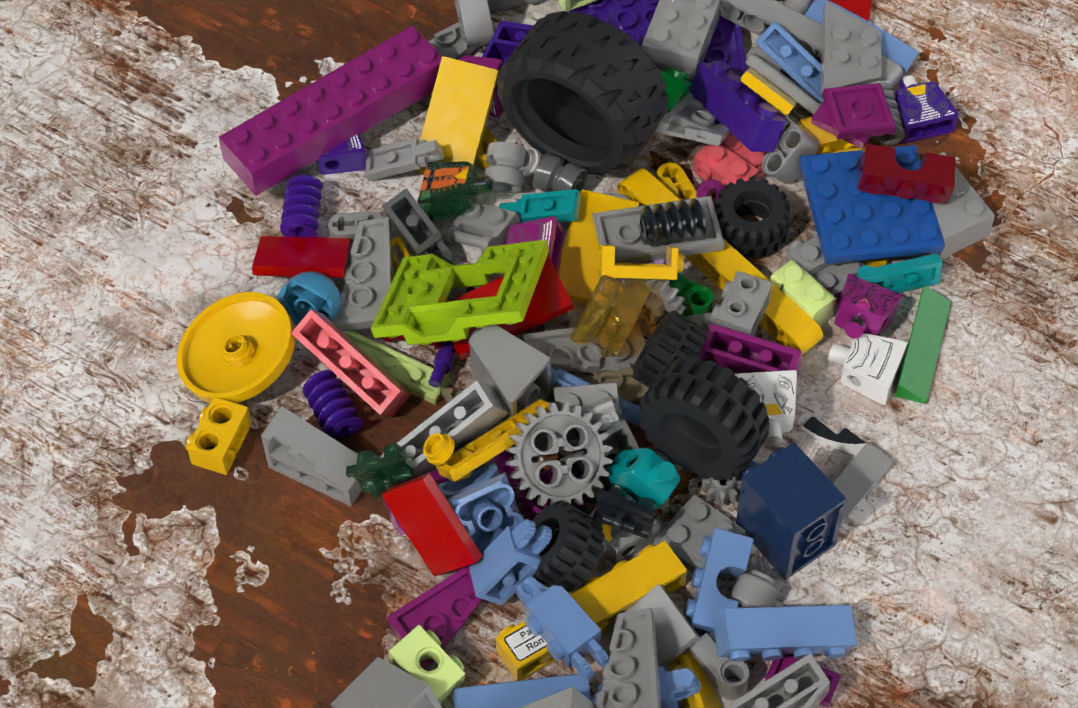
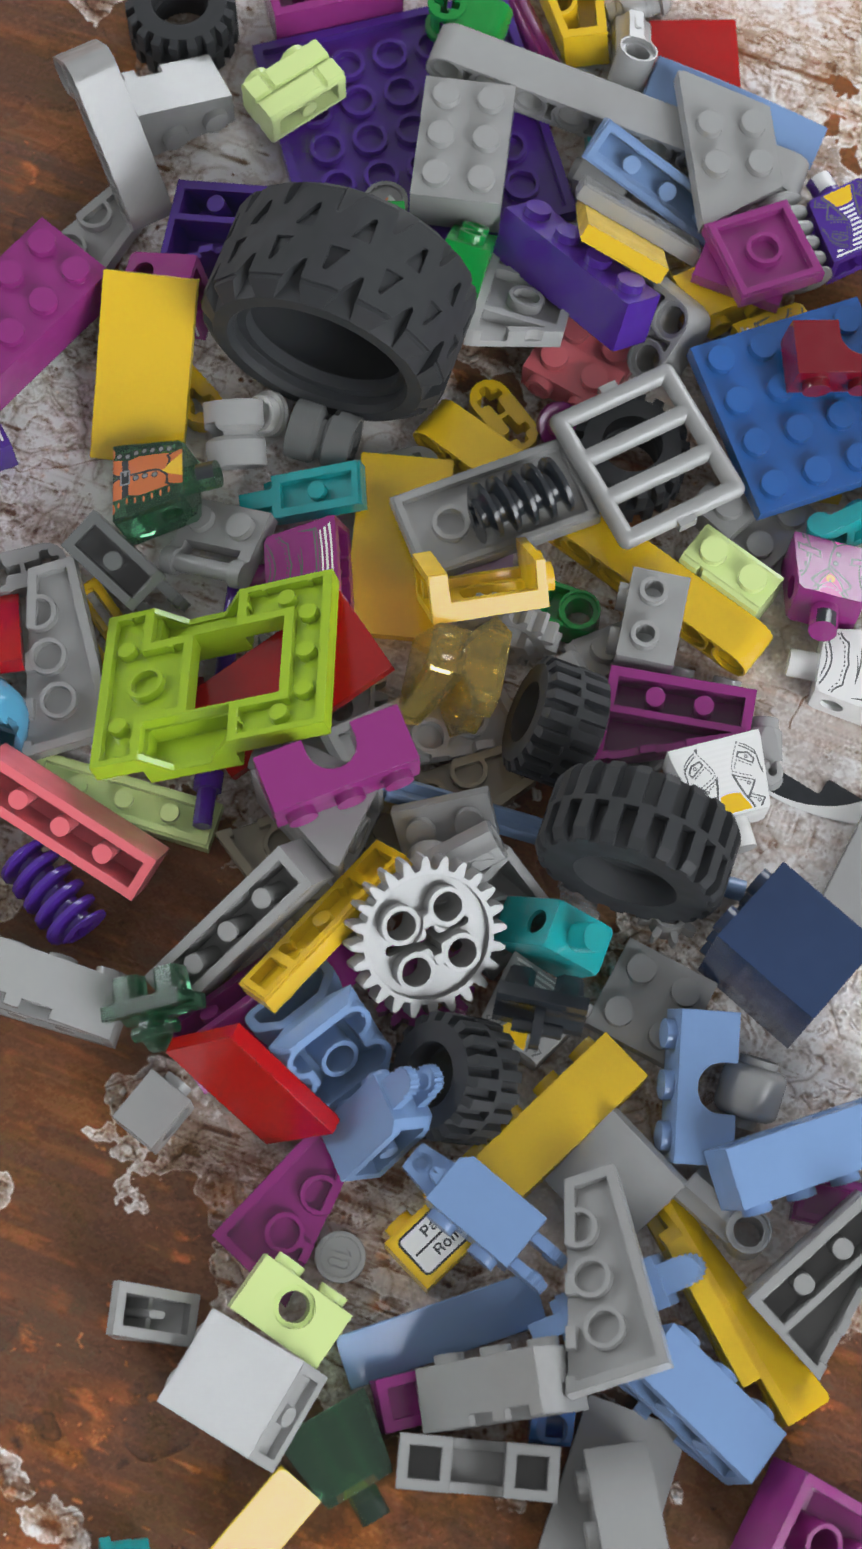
camera: 15 degrees left, 15 degrees up
(336, 656) = (152, 1314): none -> light grey slope
(367, 541) = (155, 1110): none -> light grey brick
(401, 157) = (69, 444): light grey hinge -> none
(438, 448) = (240, 962): yellow plate -> none
(467, 649) = (340, 1257): none -> light grey piece
(500, 352) = (301, 789): none -> magenta arch
(730, 233) = (607, 499): none -> light grey bar
(805, 400) = (772, 748): none -> light grey arm

